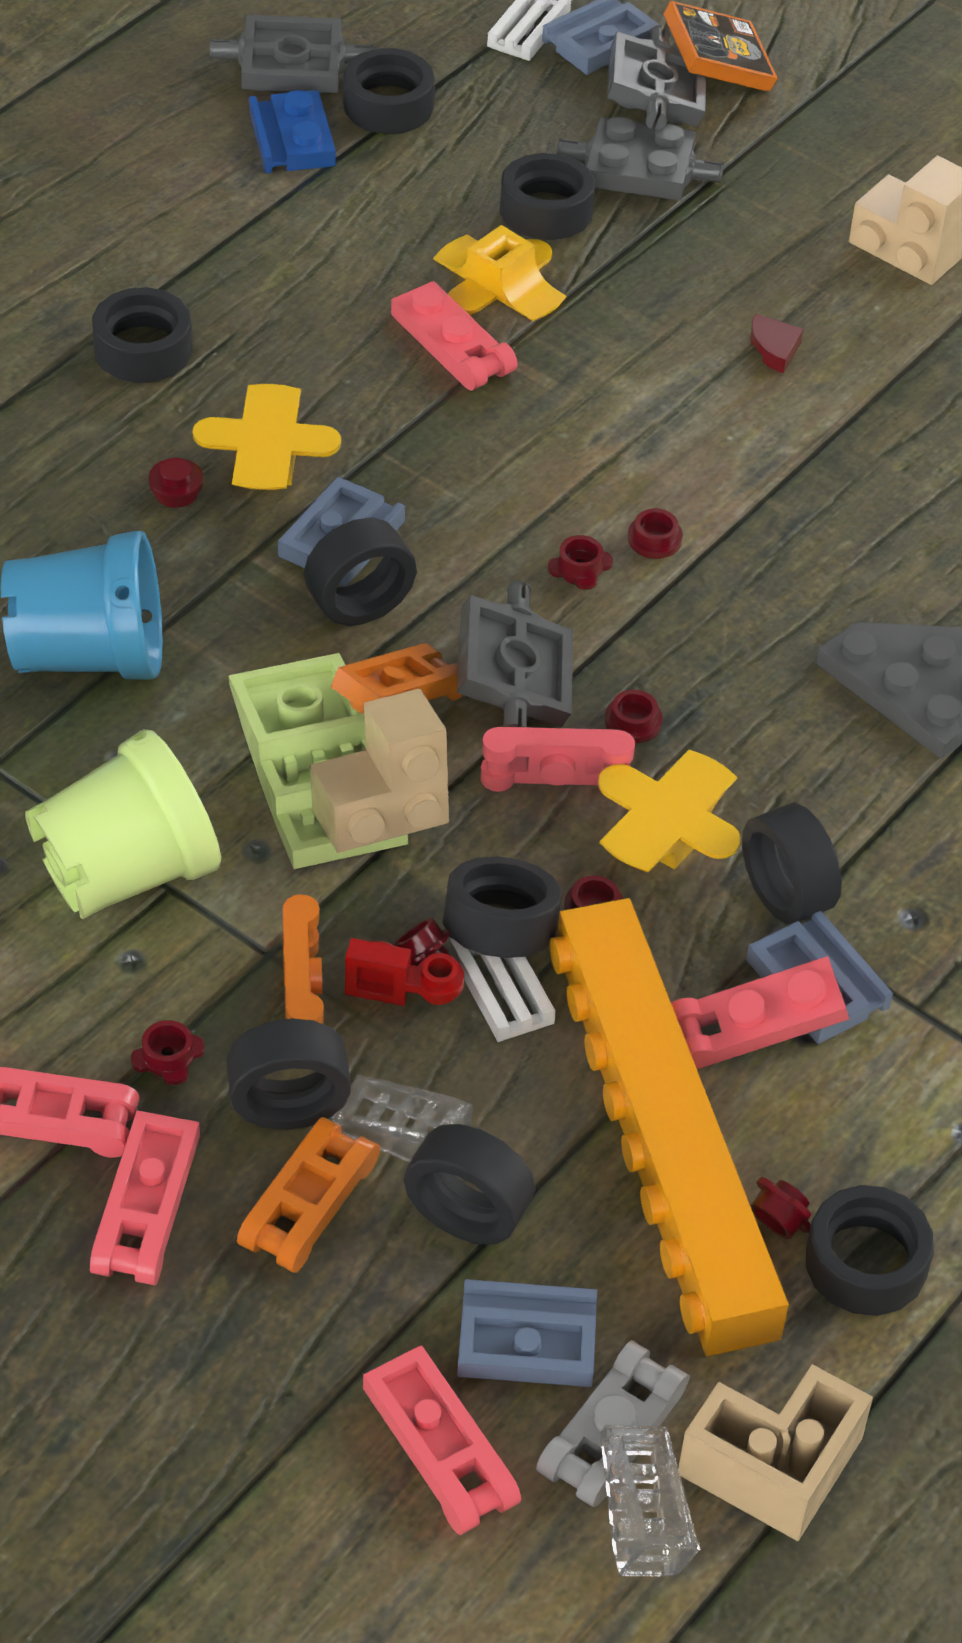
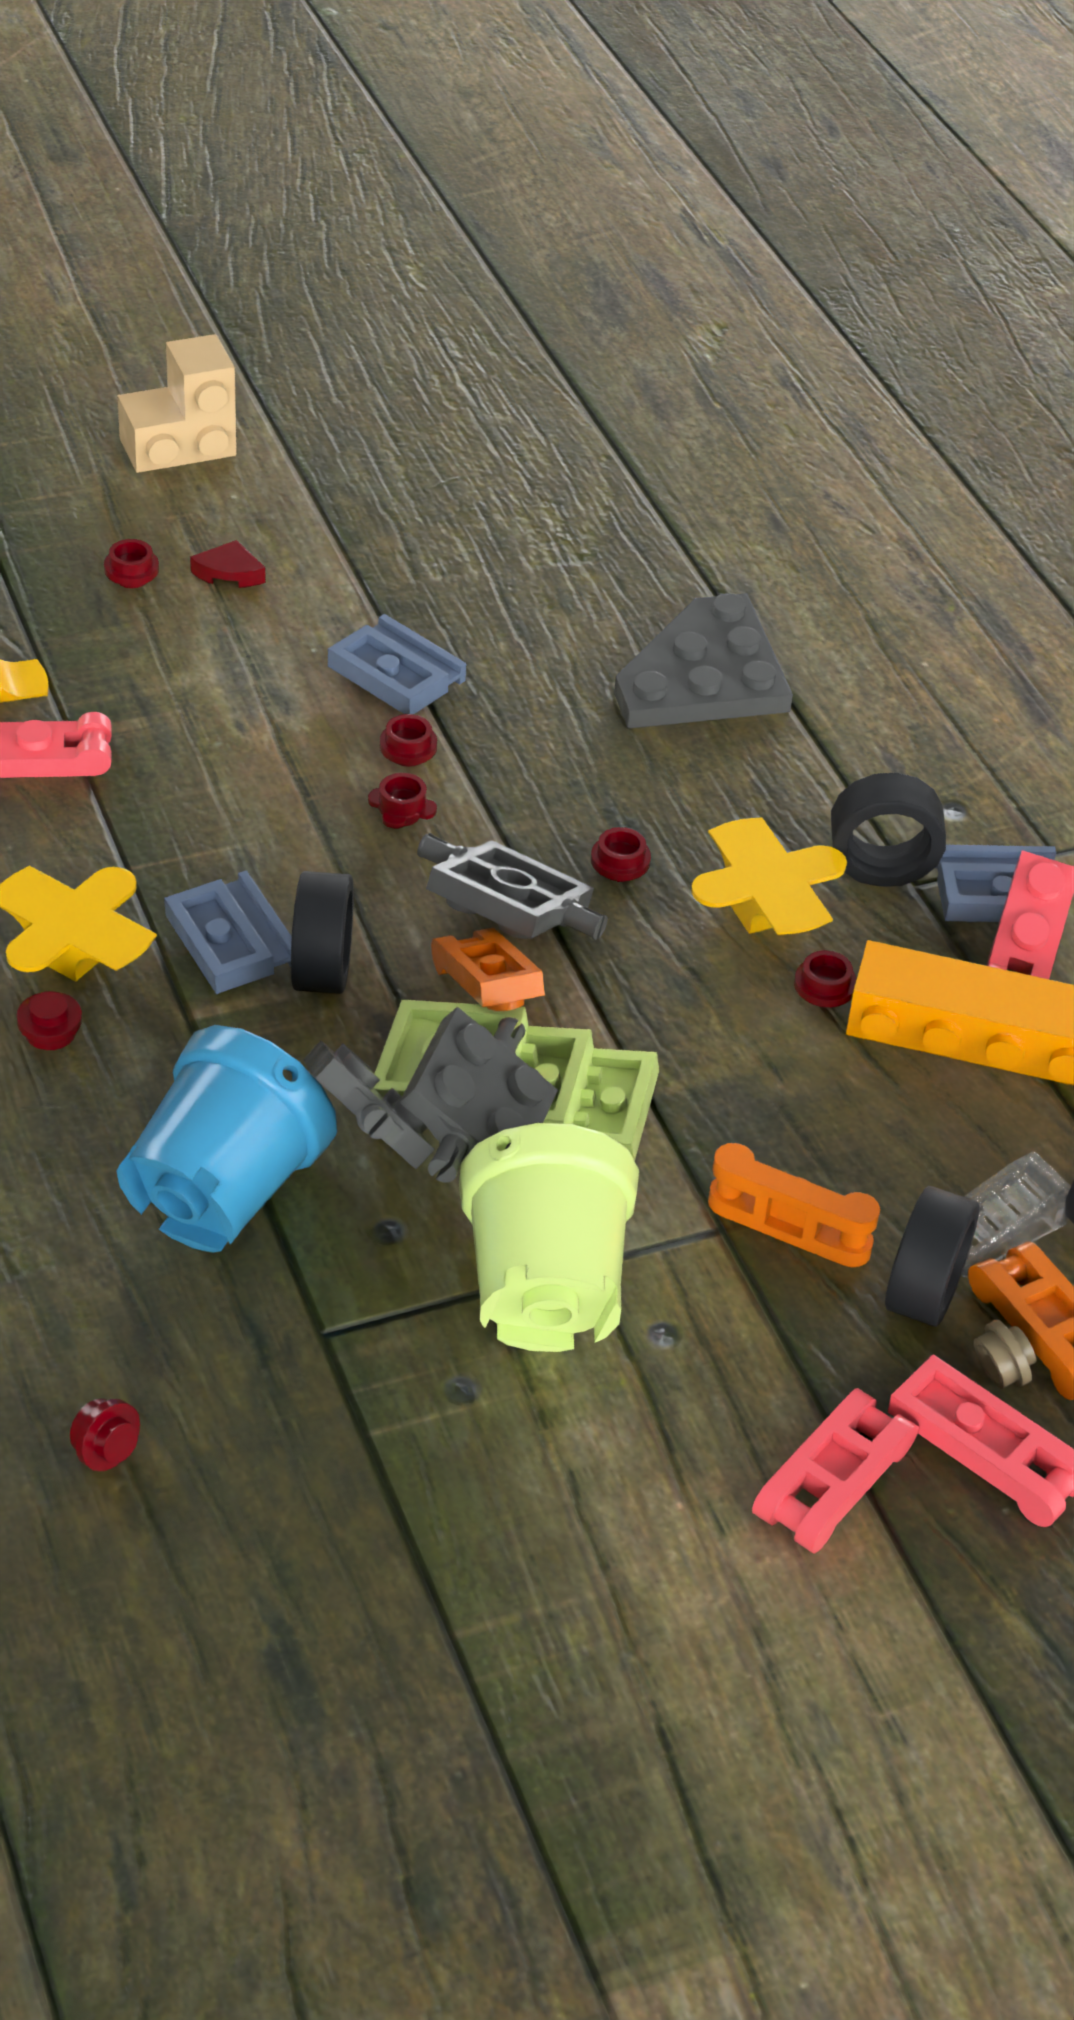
camera: 60 degrees left, 5 degrees down
(168, 1037) = (813, 1347): dark red plate -> none
(174, 667) = (376, 1115): none -> dark grey plate
(228, 720) = (474, 1088): none -> dark grey plate
(239, 1173) = (1005, 1354): none -> dark tan plate
(386, 974) = (824, 1145): red plate -> none
(392, 784) = (626, 1019): tan brick -> none
(424, 940) = (804, 1108): dark red plate -> none
(499, 930) = (812, 1055): black tyre -> none
(528, 982) = (871, 1074): white tile -> none
(551, 755) = (644, 919): coral plate -> none
(716, 287) = (131, 563): none -> dark red plate
(738, 486) = (396, 665): none -> sand blue plate

